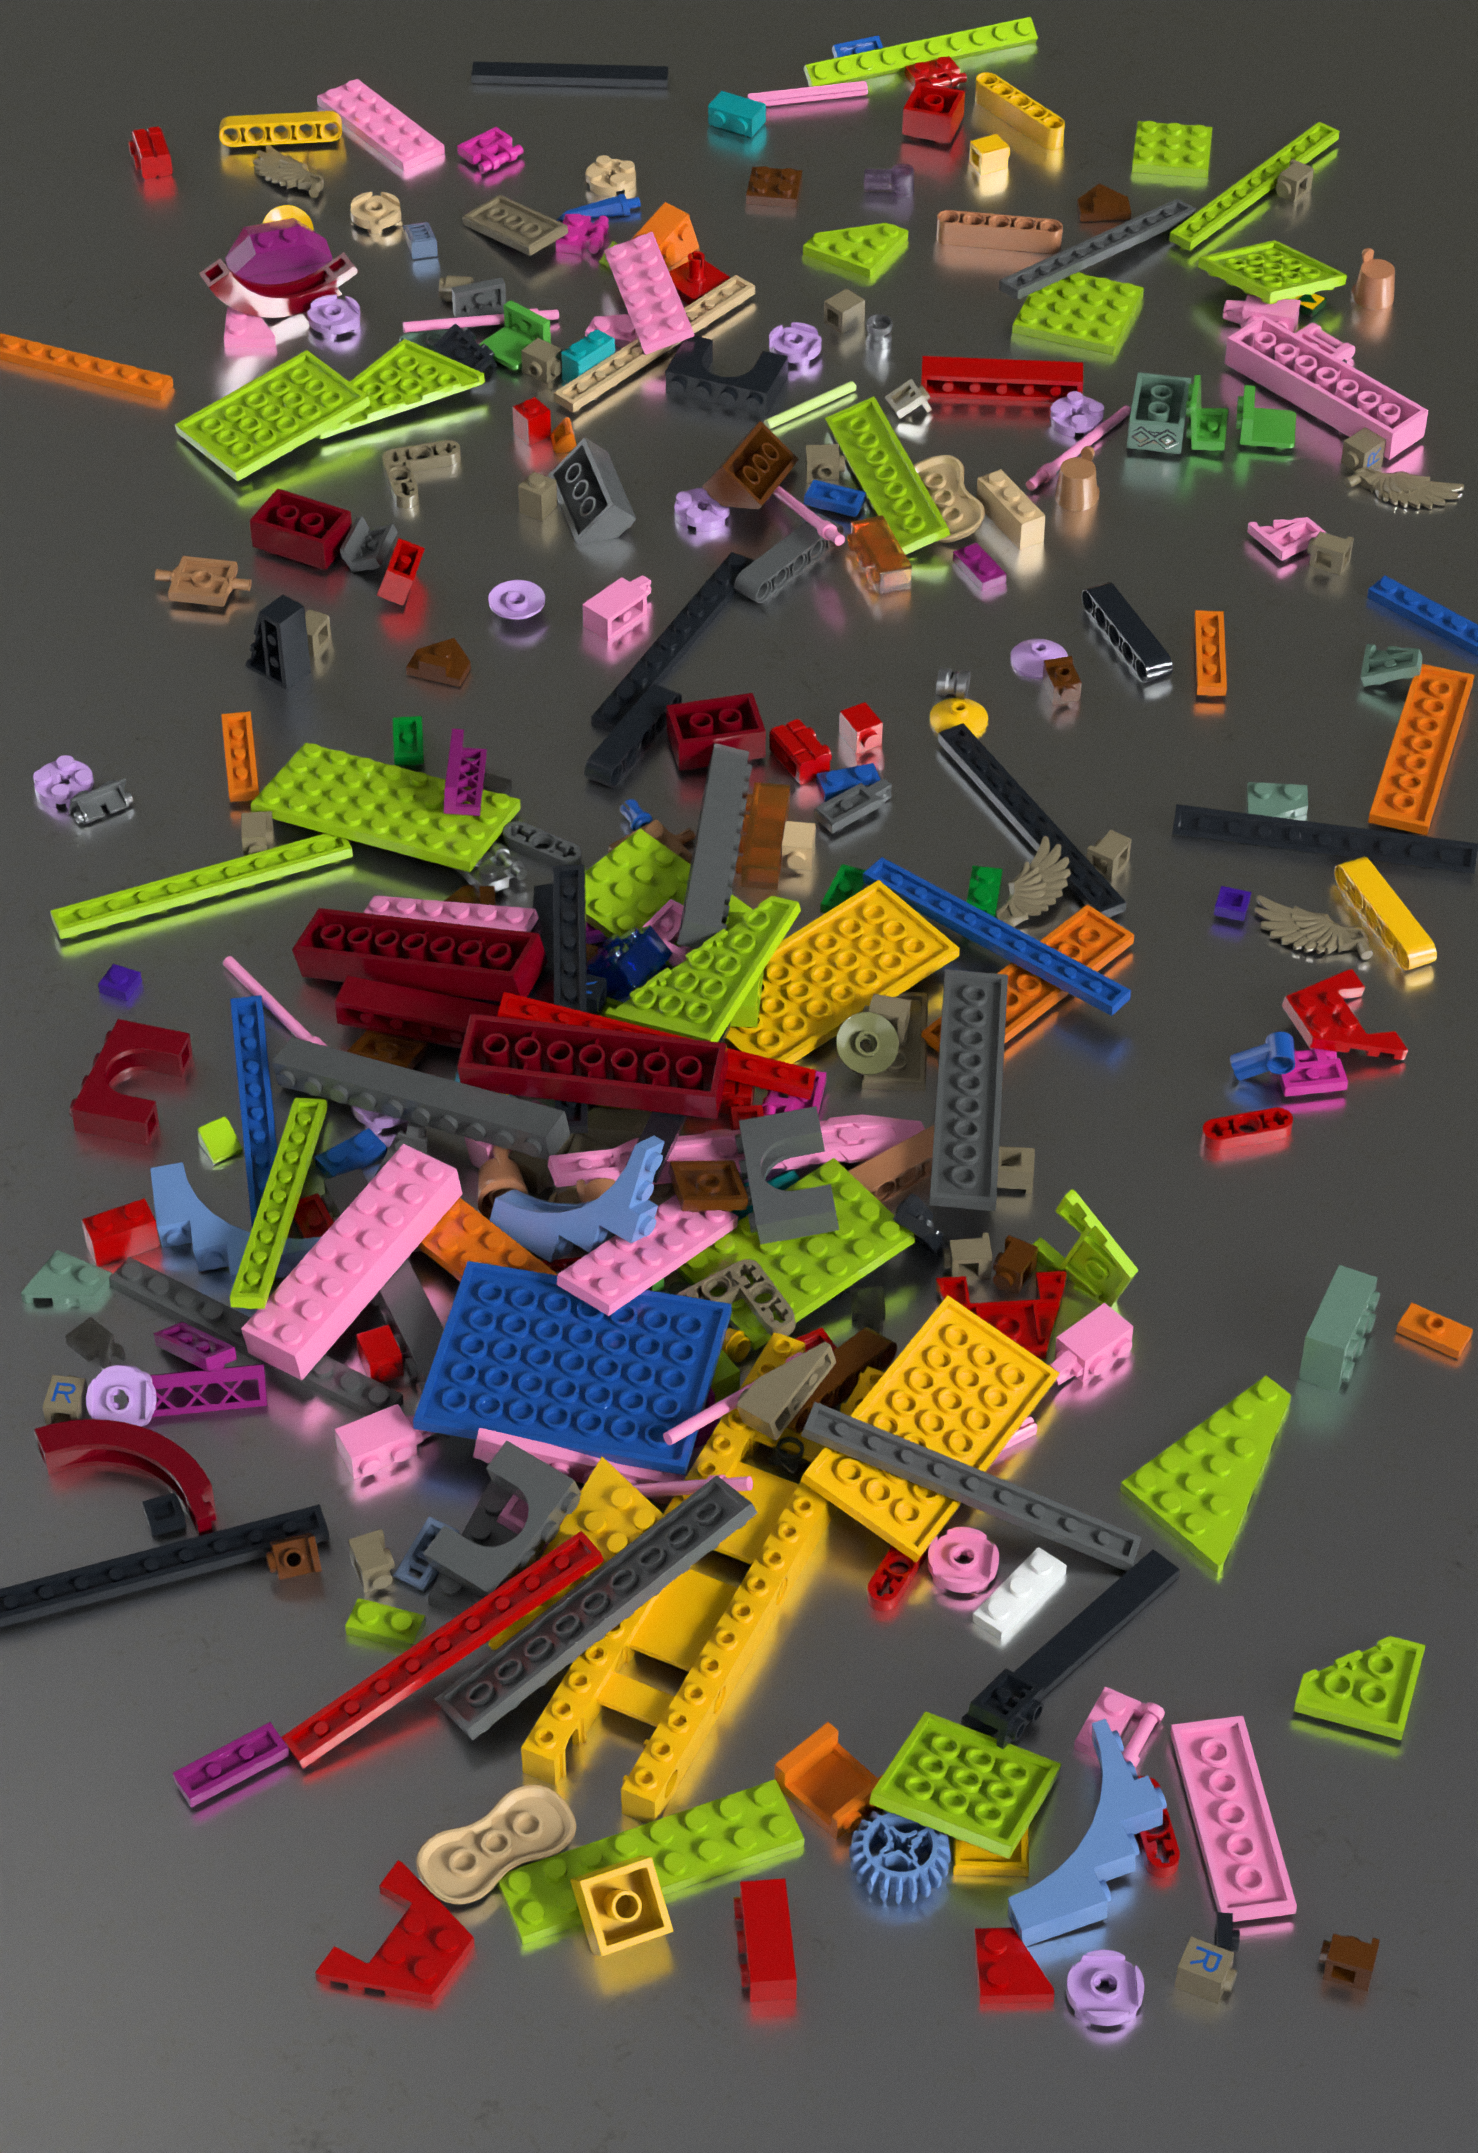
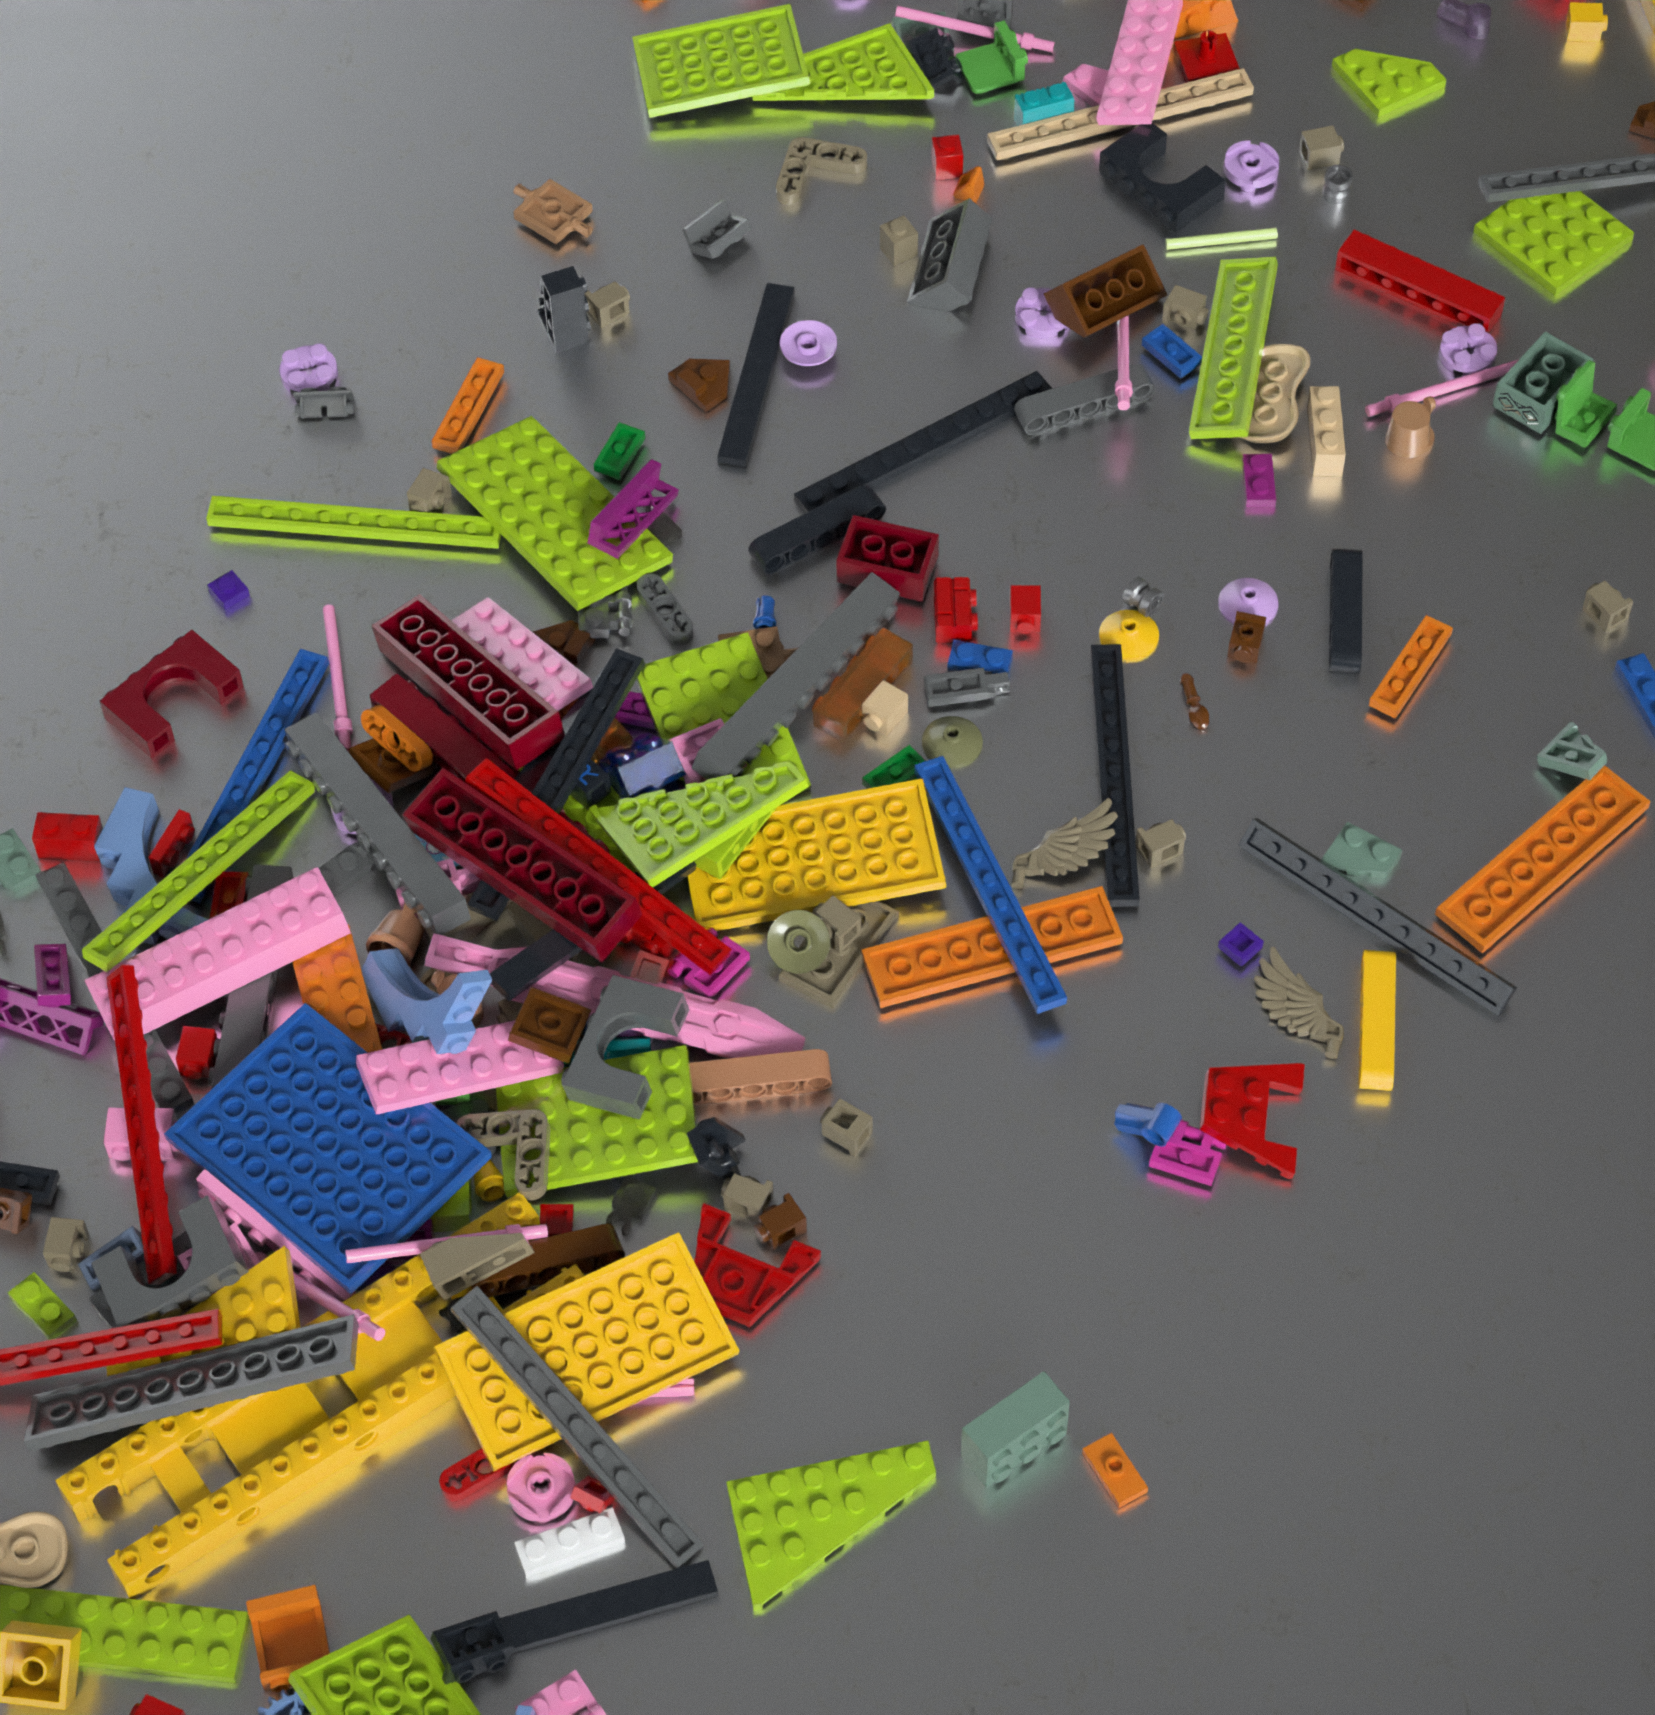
camera: 30 degrees right, 10 degrees up
(219, 1140) = (206, 782): lime slope -> none
(227, 1189) = (168, 849): none -> red plate
(300, 528) = (664, 191): dark red brick -> none
(351, 1154) = (303, 847): blue plate -> none
(370, 1034) = (381, 726): none -> orange beam
(389, 1418) = (141, 1125): none -> red plate
(400, 572) = (722, 273): red brick -> none
(485, 642) = (755, 375): none -> black tile
(542, 360) = (1000, 93): dark tan brick -> none
(616, 607) = (893, 387): bright pink hinge -> none
(868, 847) = (957, 750): none -> olive dish
(880, 555) = (1169, 430): clear orange brick -> none
(907, 398) = (1315, 268): dark tan bracket -> none
(969, 1091) = (852, 1031): dark grey plate -> none
(985, 888) = (1020, 832): green plate -> none
(999, 231) = (1533, 115): nougat beam -> none
(1015, 1544) = (592, 1495): none -> red plate
(1063, 752) = (1198, 713): none -> reddish brown piece
(1092, 1344) = (791, 1335): bright pink hinge -> none
(1095, 1261) = (834, 1246): lime wing -> none
(1231, 1136) = (1097, 1195): red beam -> none
(1285, 536) = (1577, 568): bright pink wing -> none

